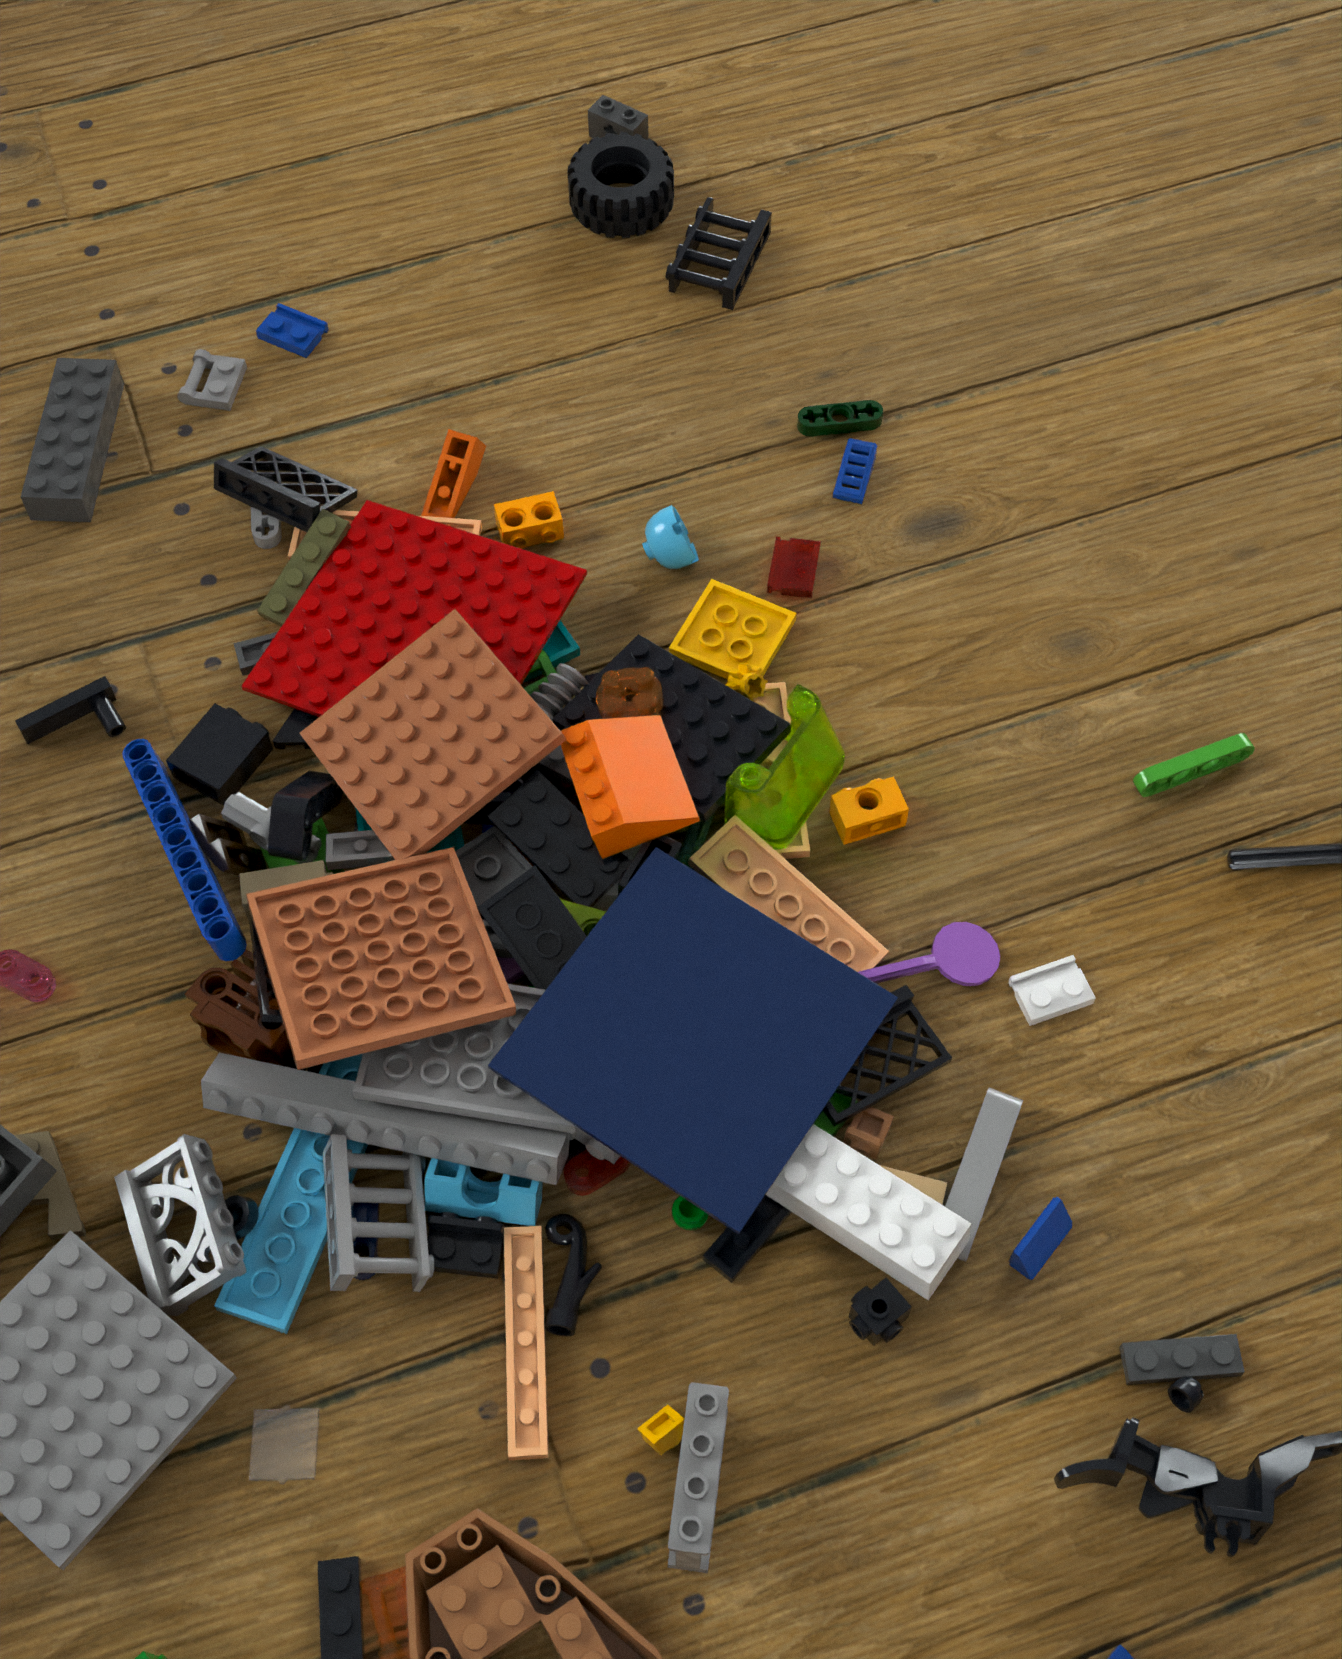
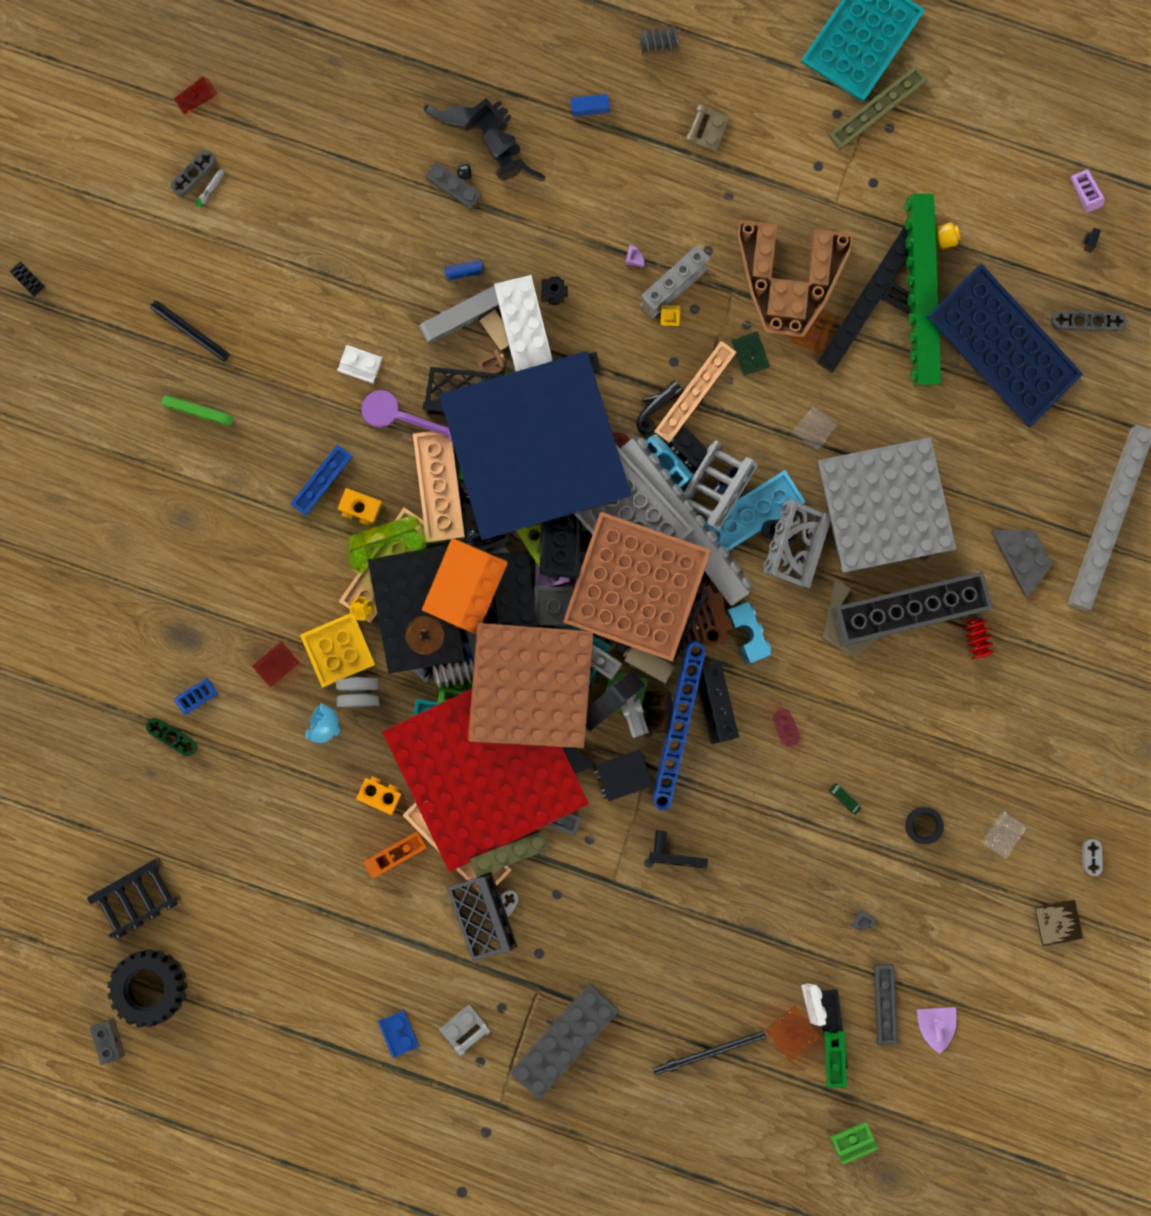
camera: 140 degrees left, 25 degrees up
(144, 1037) = (744, 617): none -> medium azure arch
(146, 913) = (716, 704): none -> black fence
(484, 1479) = (750, 353): none -> clear green plate
(659, 594) = (357, 692): none -> light grey wheel
(802, 1485) = (634, 257): none -> lavender tile
(950, 806) = (321, 480): none -> blue plate

